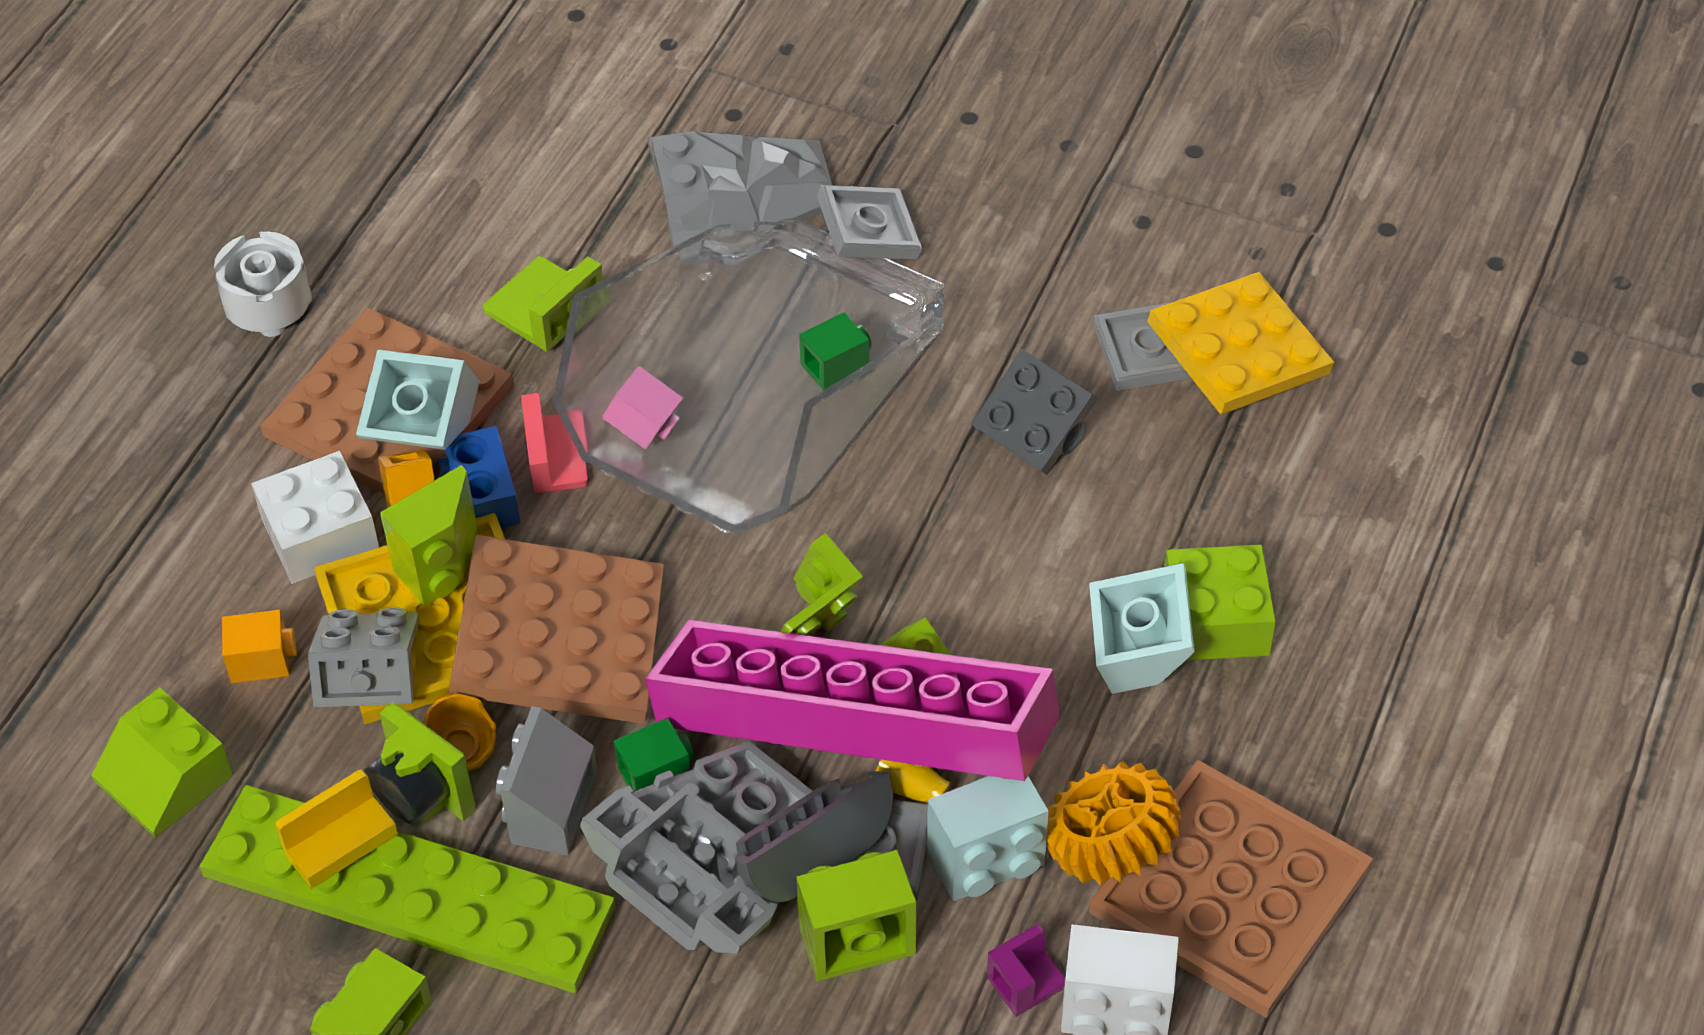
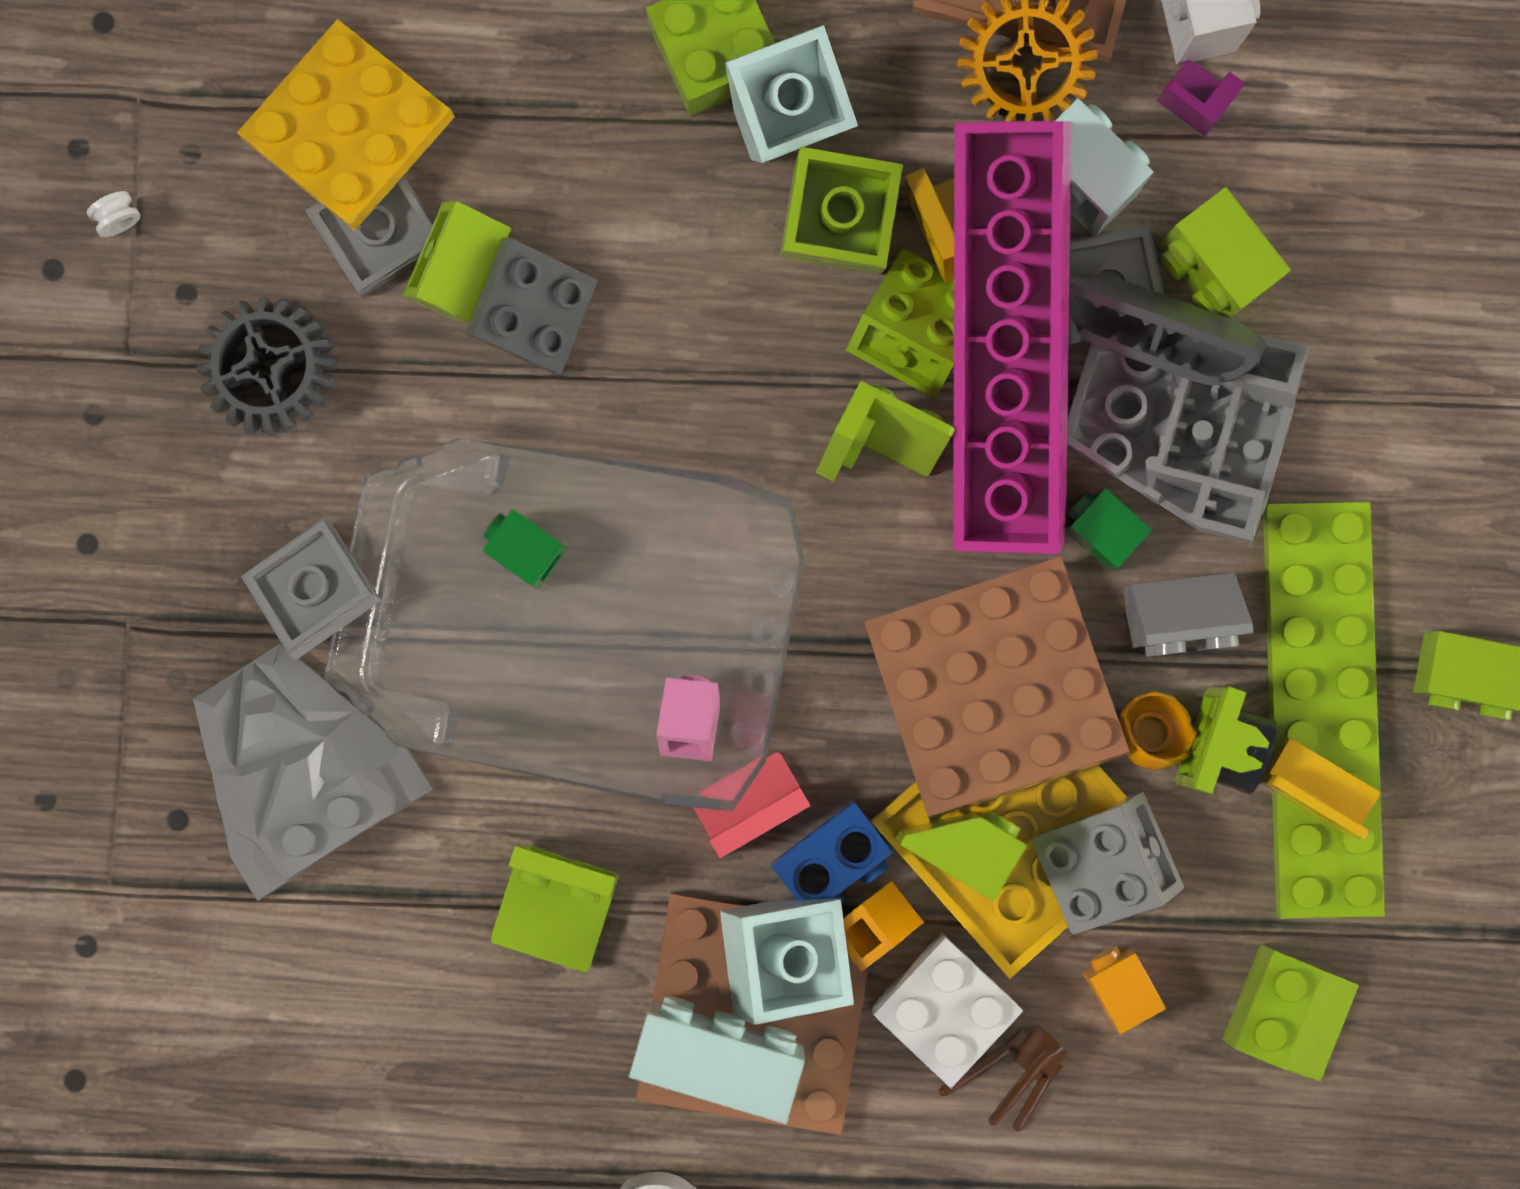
camera: 105 degrees left, 35 degrees up
(239, 574) = (1038, 1056): none -> reddish brown plant
(375, 310) = (719, 1059): none -> light aqua brick
(1030, 628) = (841, 210): none -> lime brick
(1058, 242) = (247, 373): none -> dark grey gear
(1097, 370) = (455, 261): none -> lime brick
(1221, 186) = (113, 214): none -> white bush

